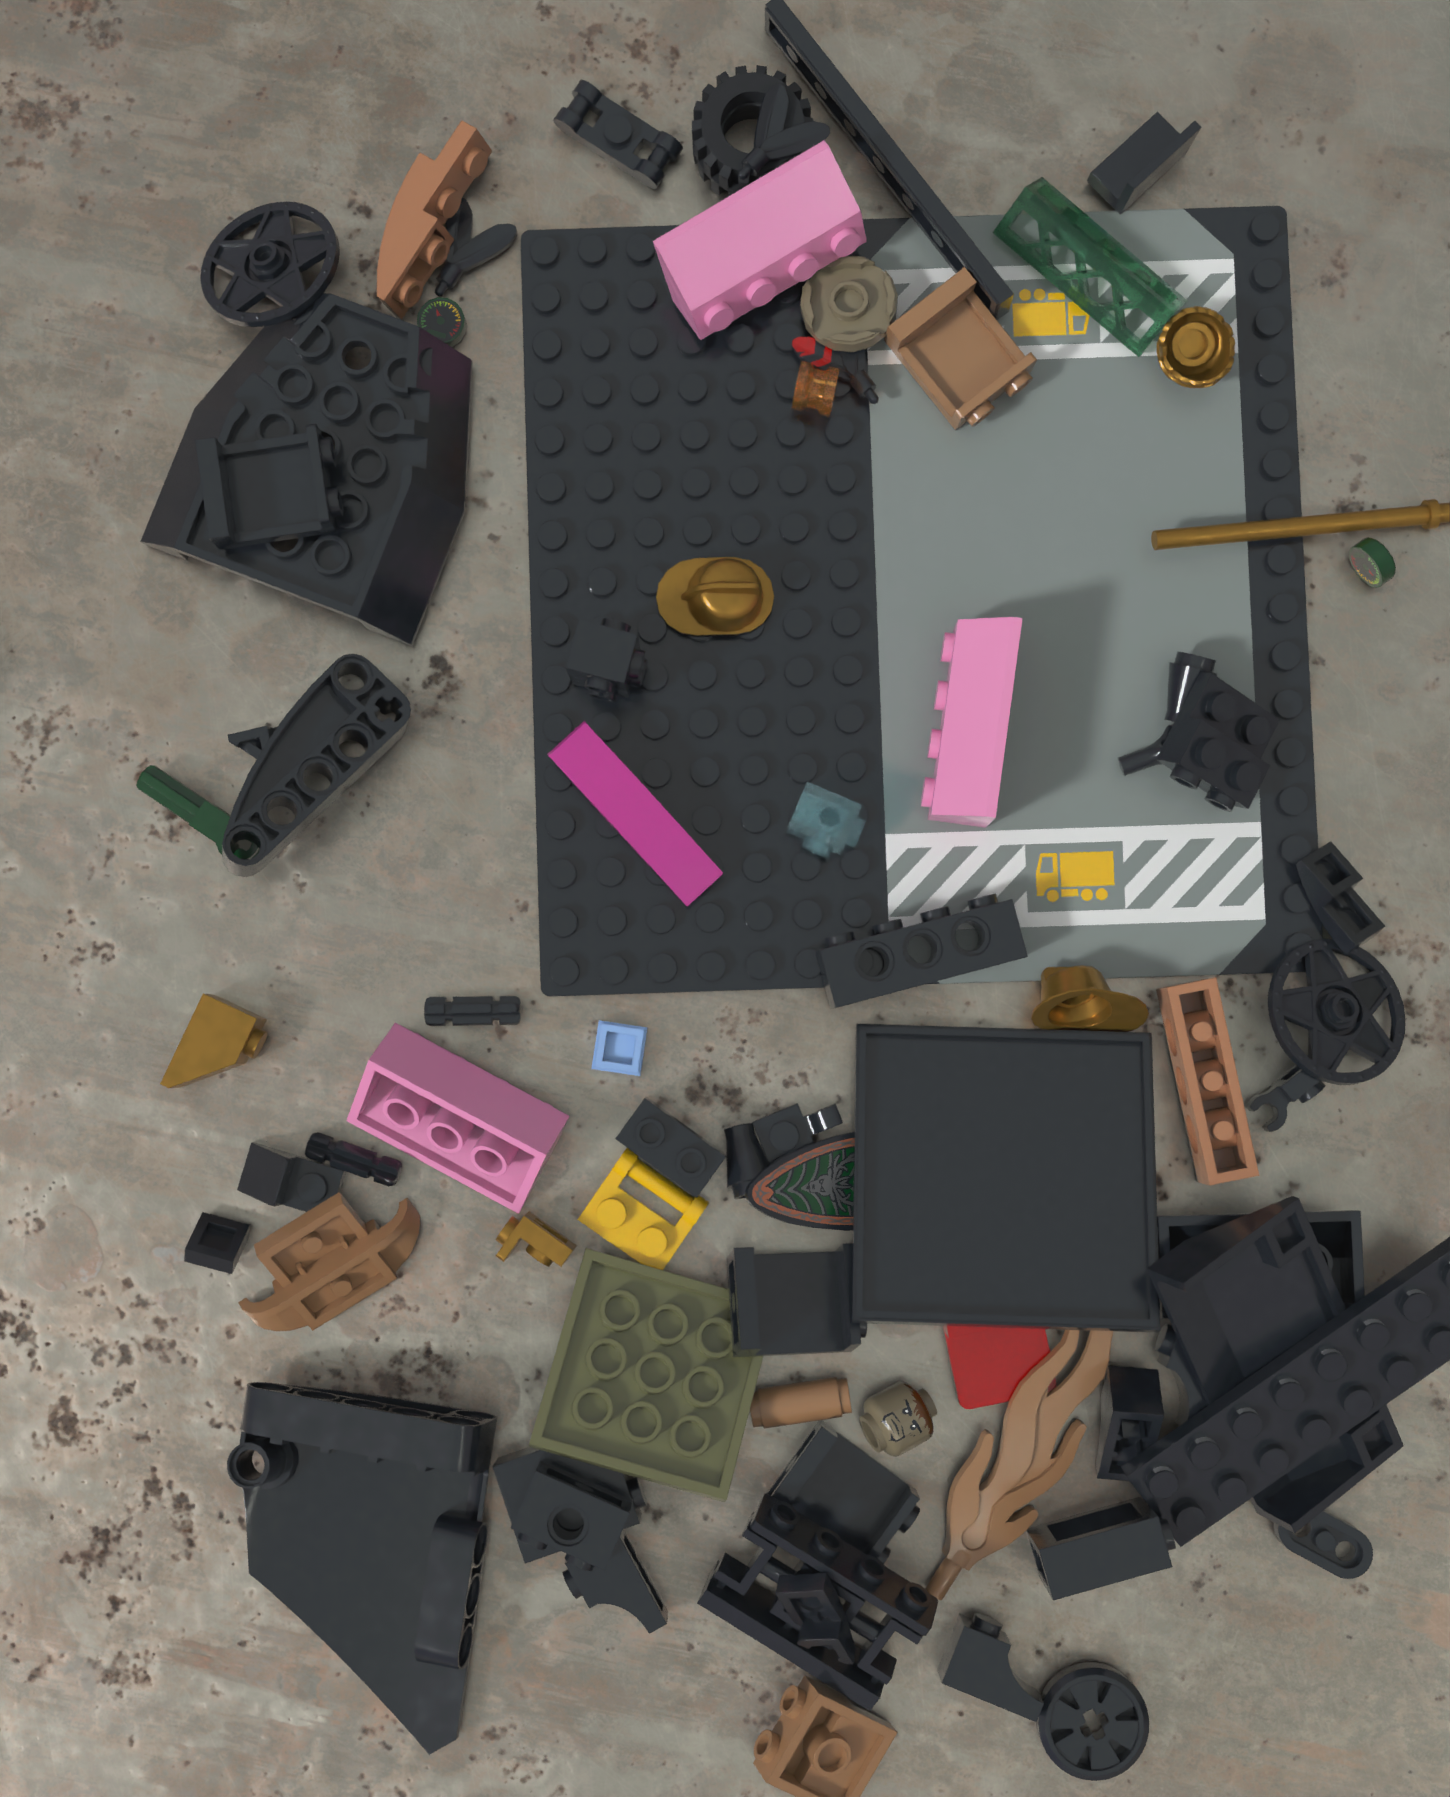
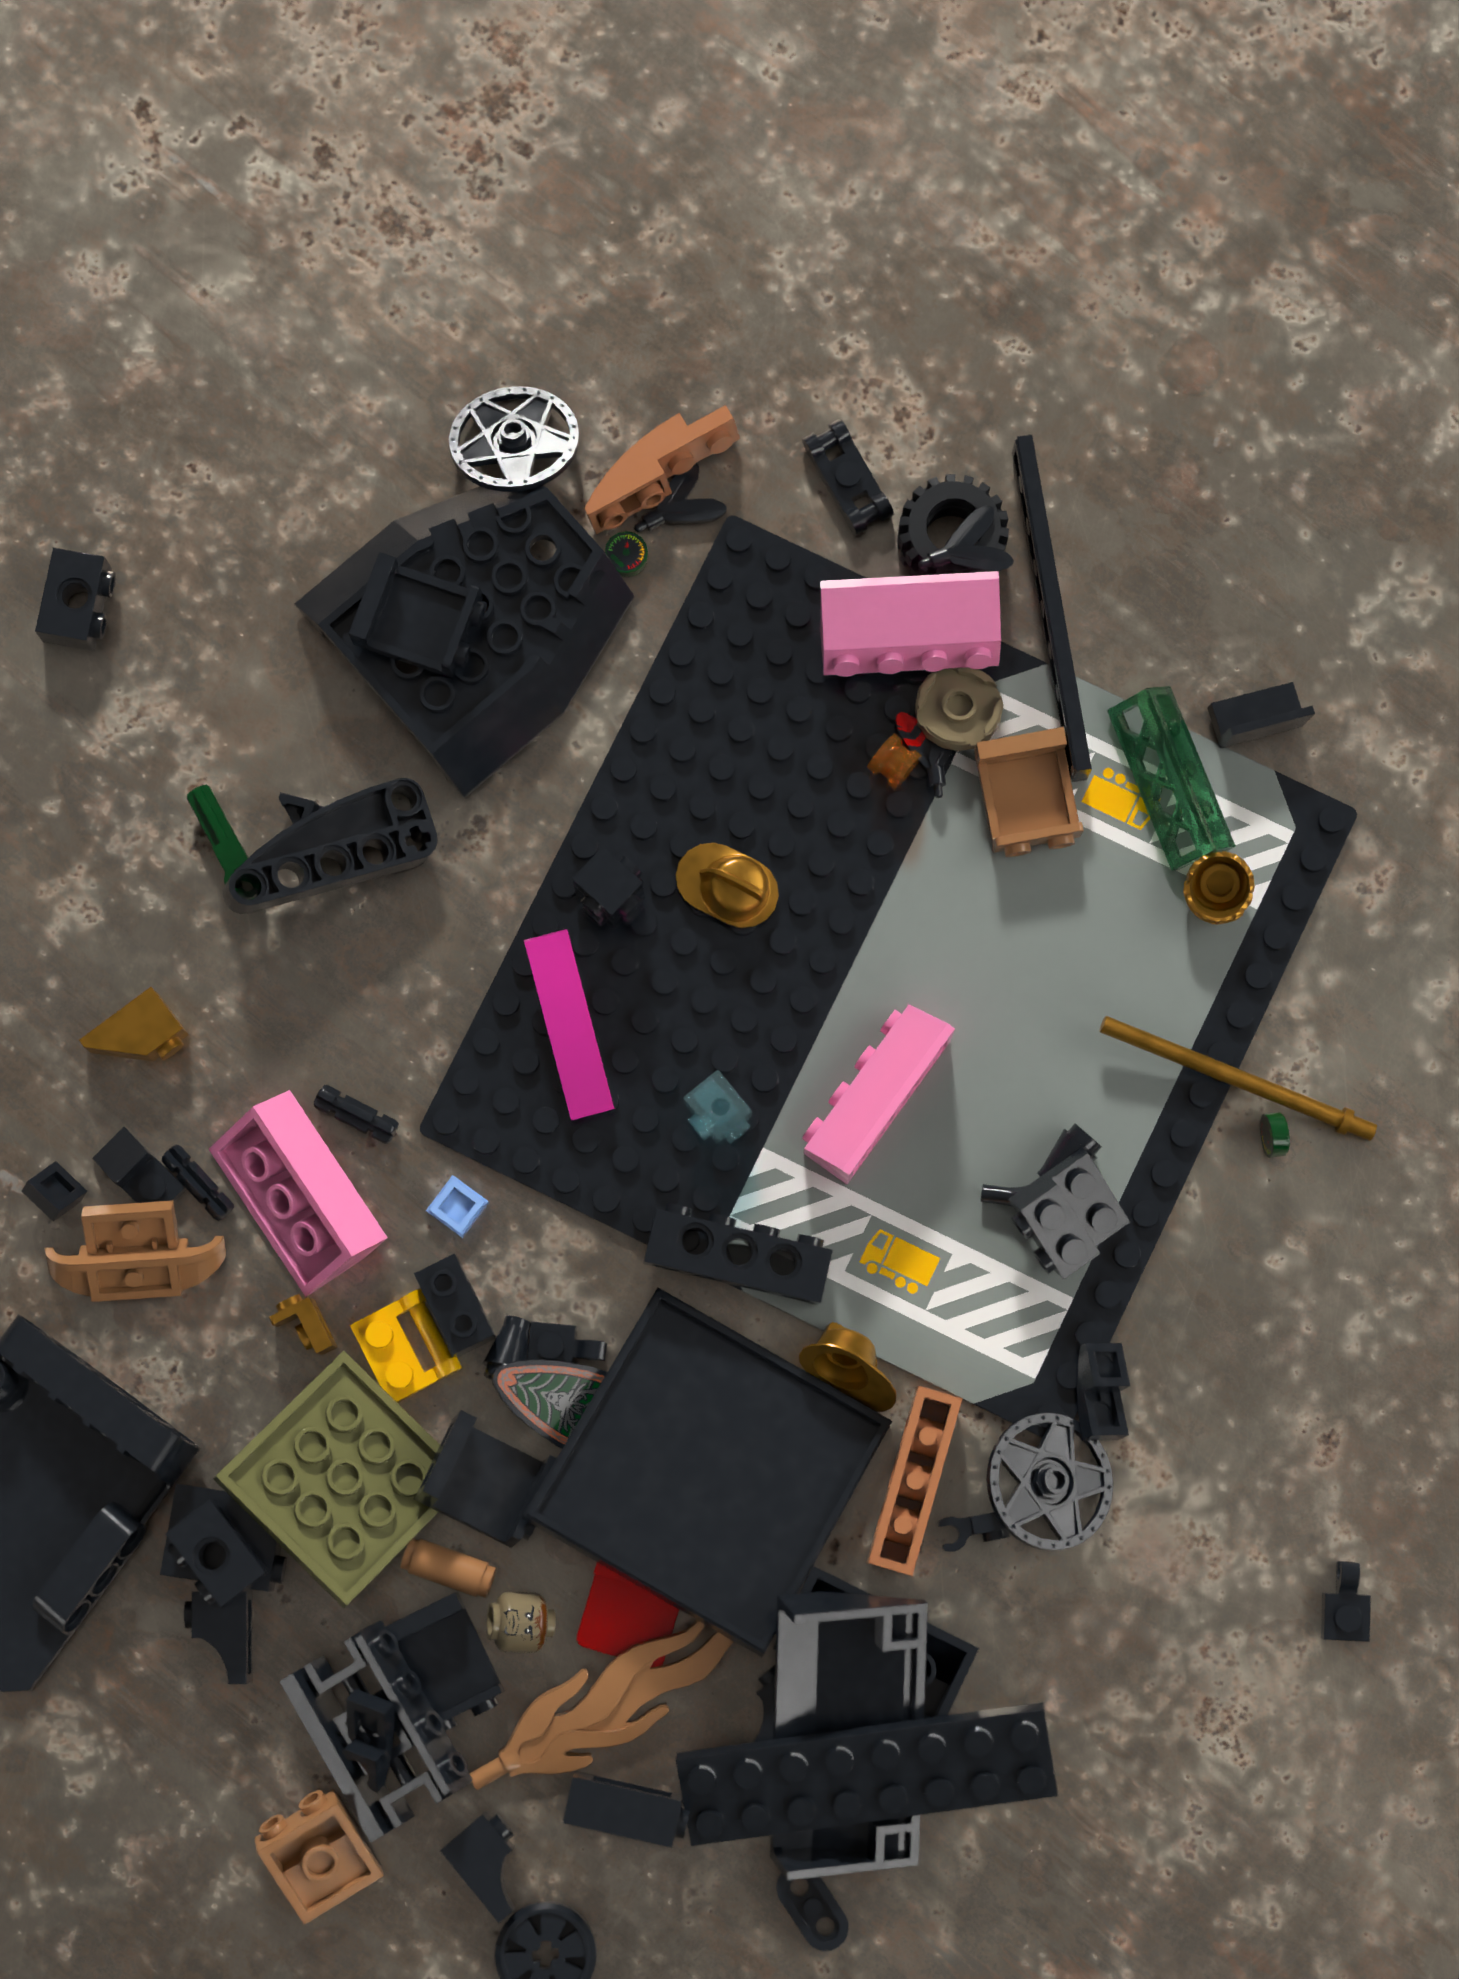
camera: 25 degrees right, 5 degrees down
(1129, 1418) = (705, 1719): black arch -> none

